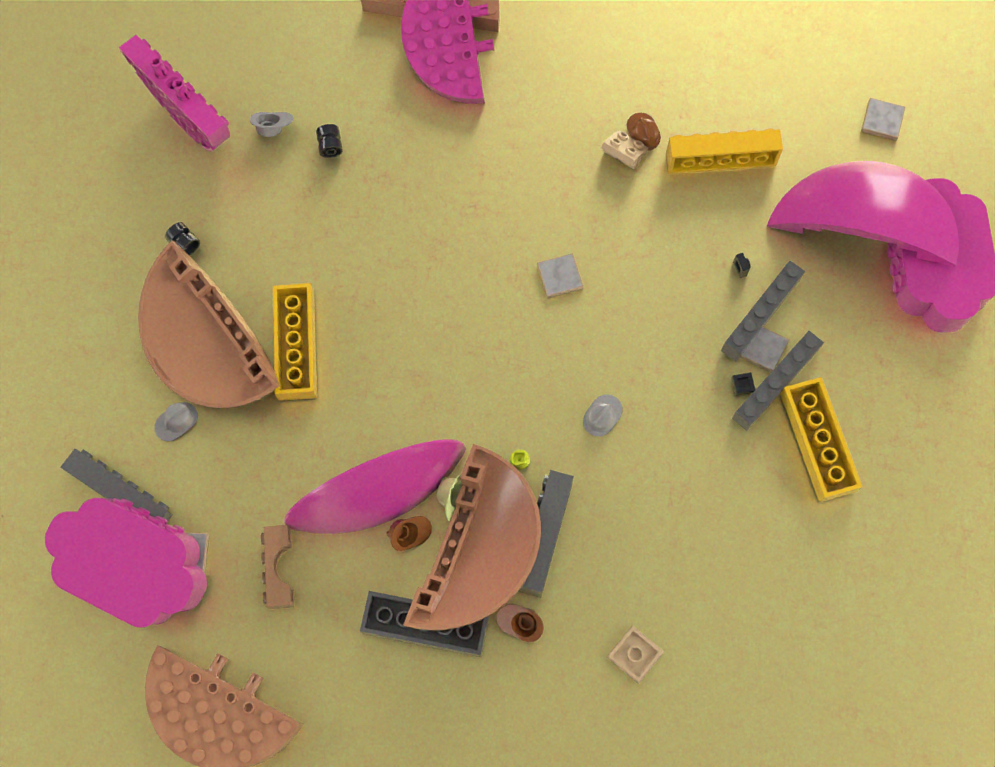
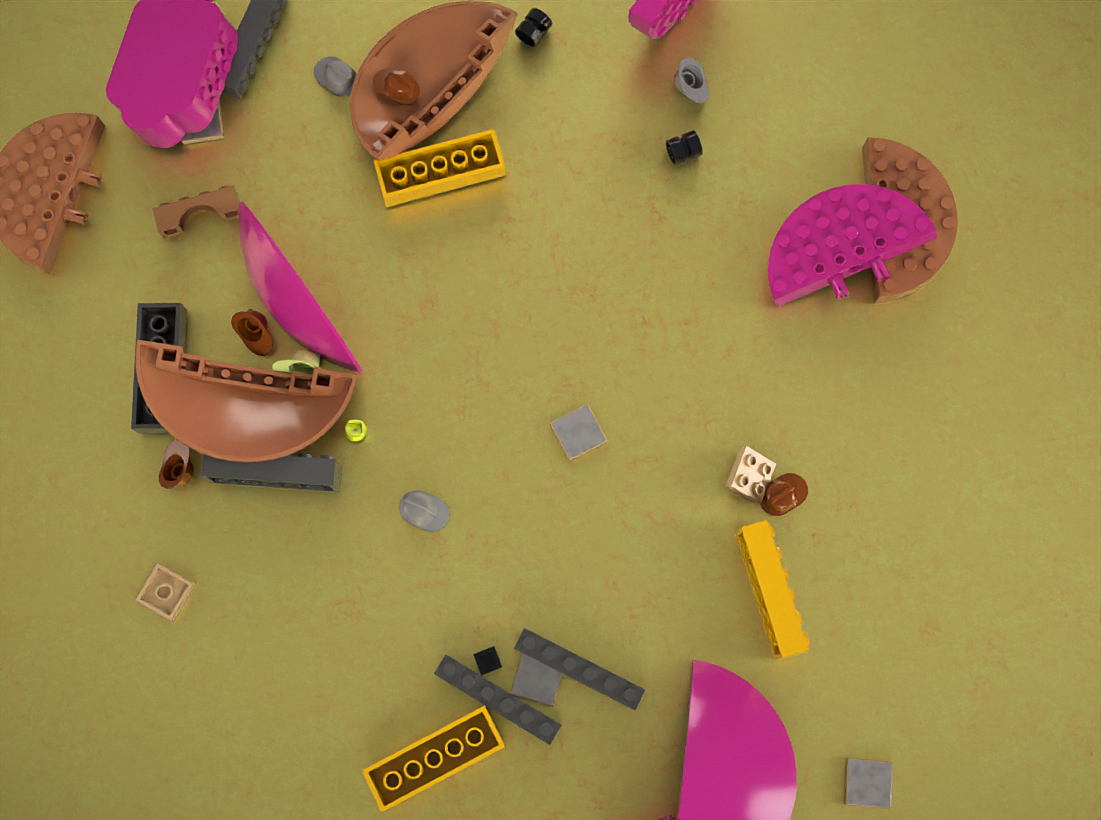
camera: 75 degrees right, 5 degrees up
(204, 365) = (397, 85): none -> dark orange piece
(742, 265) = (633, 637): black plate -> none

